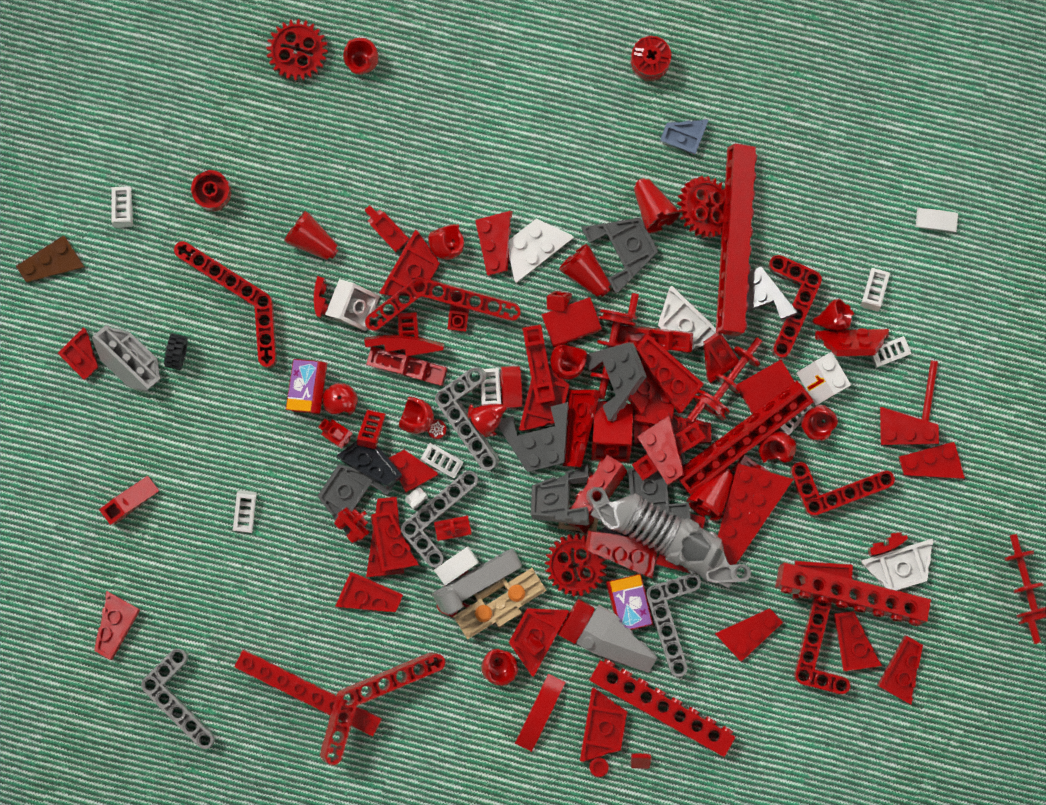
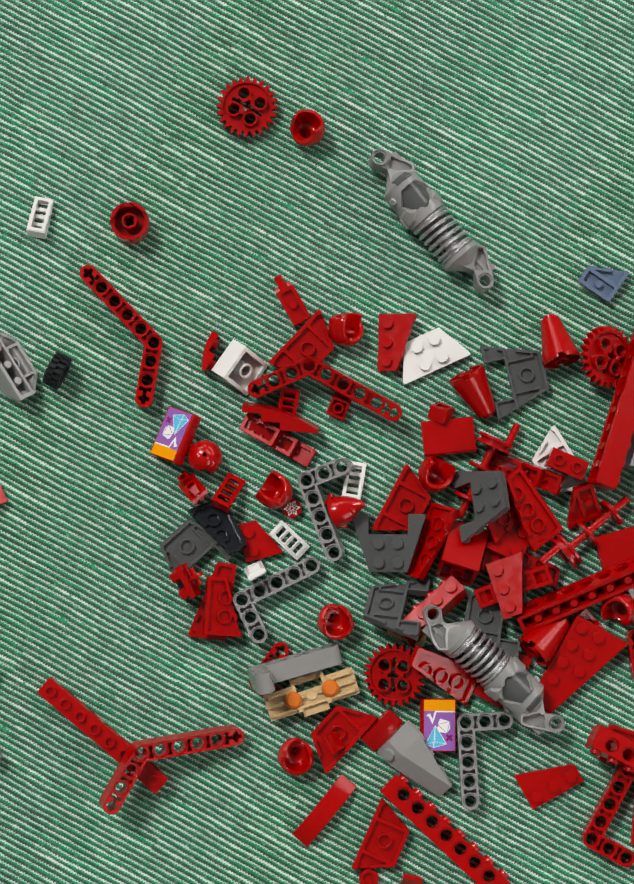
camera: 10 degrees right, 0 degrees up
(250, 495) = (90, 526): white slope -> none
(311, 237) = (216, 292): red cone -> none
(368, 595) = (185, 653): red wing -> none
(452, 528) = (283, 609): red hips -> none
(456, 566) = (278, 647): white slope -> none
(495, 112) = (425, 215): none -> light grey piece
(507, 534) = (338, 624): none -> red piece
(511, 386) = (374, 484): red slope -> none
(538, 364) = (406, 469): red slope -> none
(647, 68) = (583, 208): red wheel -> none
(691, 320) = (566, 464): none -> red brick

